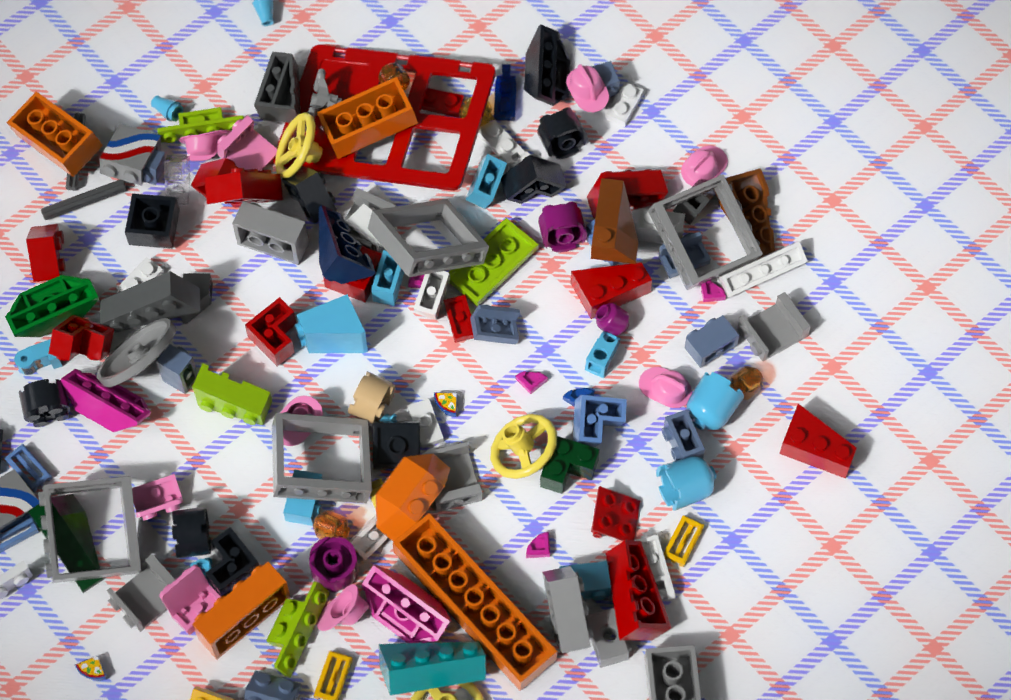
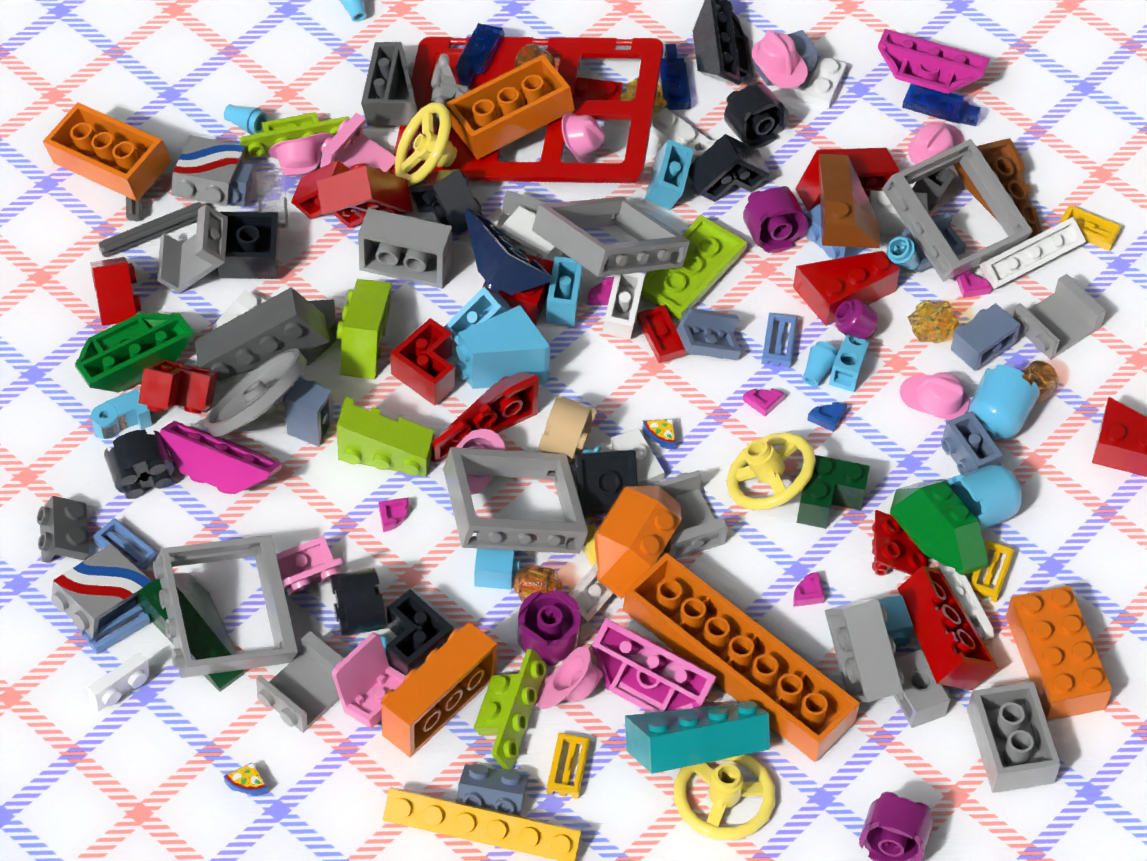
camera: 10 degrees left, 10 degrees down
(108, 229) = (190, 261): none -> light grey panel
(230, 296) = (363, 326): none -> lime wedge
(232, 455) = (393, 513): none -> dark pink tile
(317, 294) = (479, 309): none -> medium azure brick
(322, 375) = (498, 409): none -> red wedge
(353, 64) = (478, 52): none -> clear blue hinge
(419, 146) = (581, 135): none -> bright pink piece
(548, 346) = (777, 358): none -> medium blue tile
(578, 353) = (819, 362): none -> medium azure cone
(592, 414) = (856, 427): medium blue brick -> none
(646, 502) = (940, 525): none -> green wedge
(657, 266) = (903, 252): none -> medium azure cone
(672, 325) = (933, 321): none -> clear yellow brick
(707, 97) = (930, 62): none -> dark pink wedge
(712, 131) = (941, 105): none -> clear blue hinge
(721, 617) = (1058, 652): none -> orange brick
(812, 251) = (1090, 232): none -> yellow tile

